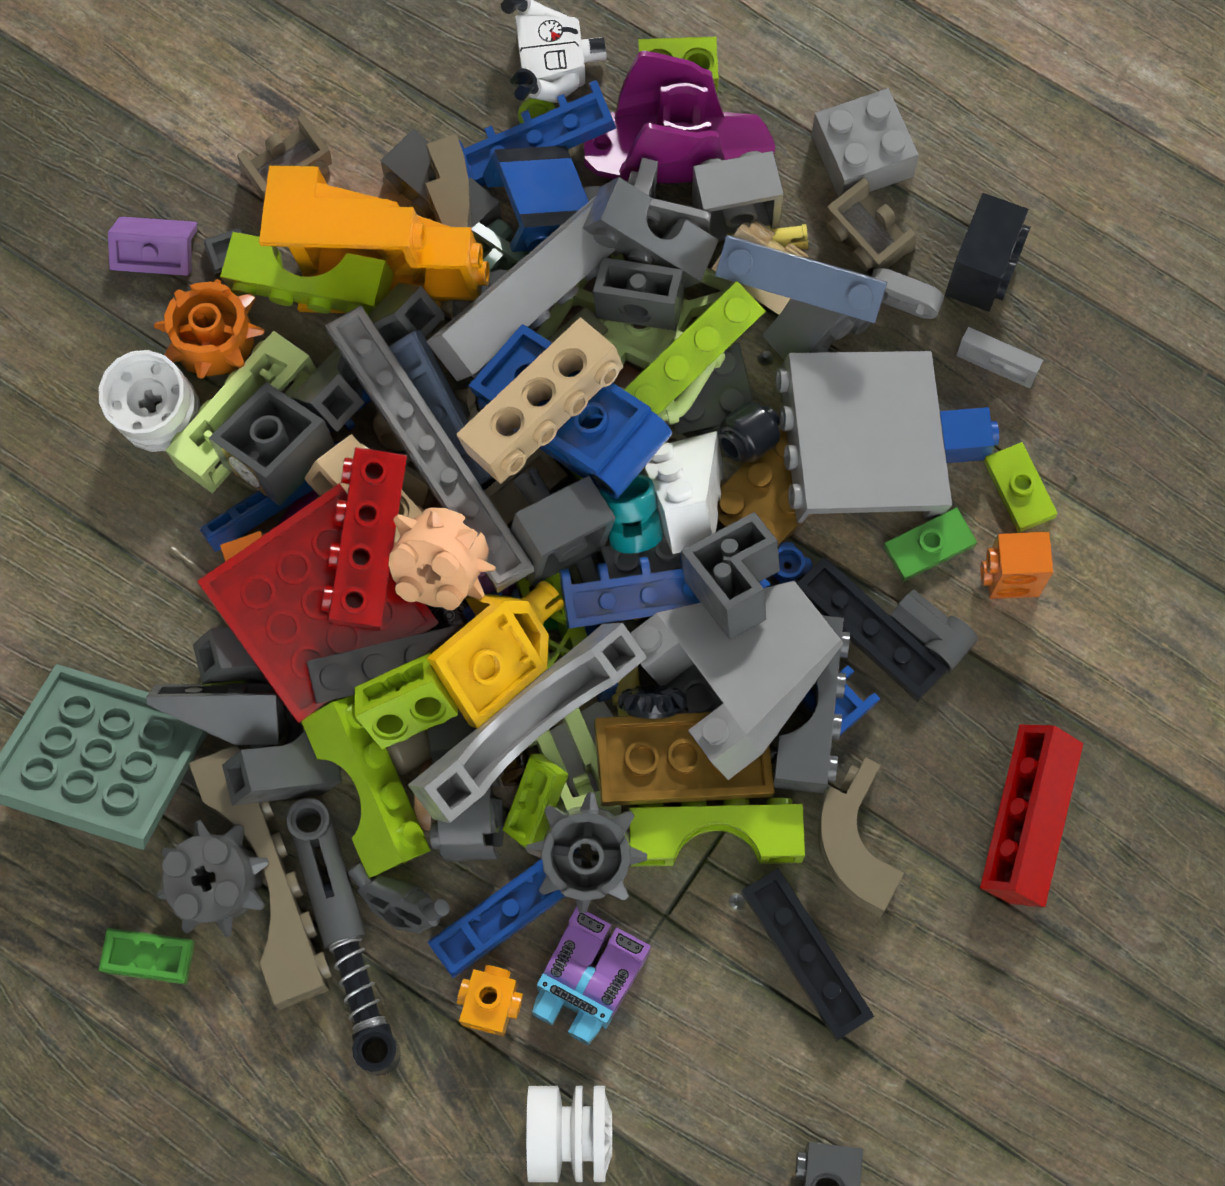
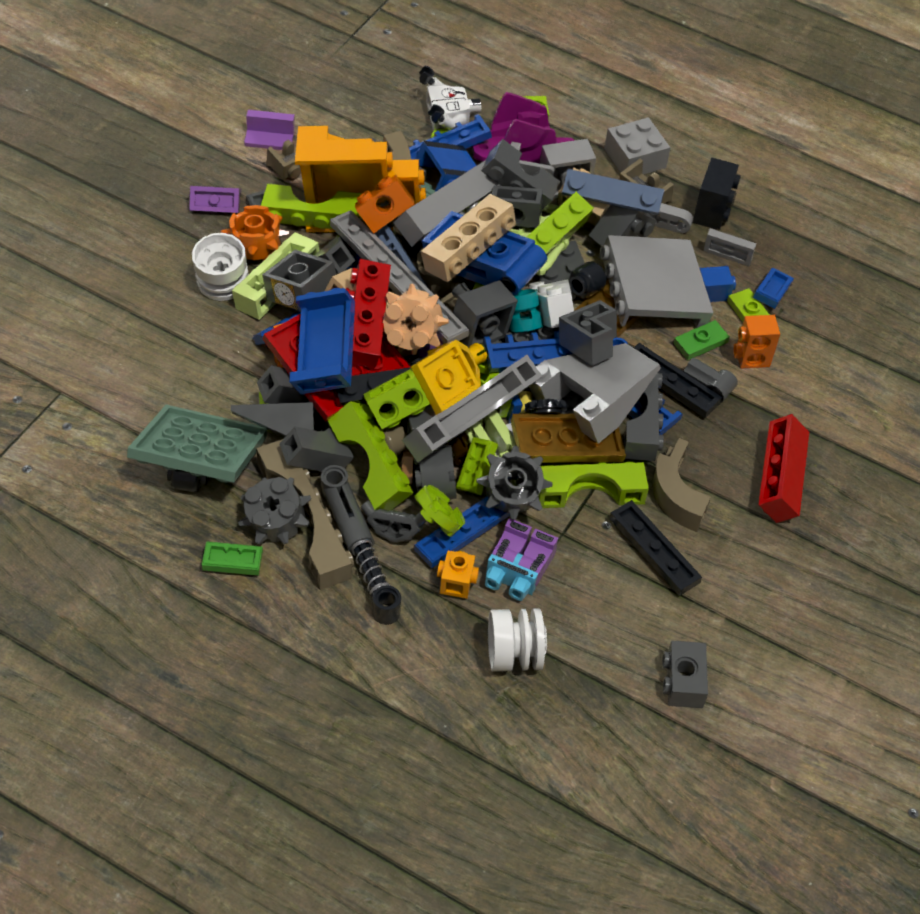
camera: 10 degrees left, 20 degrees down
(248, 103) = (269, 129): none -> medium lavender panel
(292, 604) = (325, 341): none -> blue panel
(432, 308) = (378, 216): none -> orange brick
(452, 887) = (437, 509): none -> lime plate
(1063, 442) = (773, 288): none -> blue tile

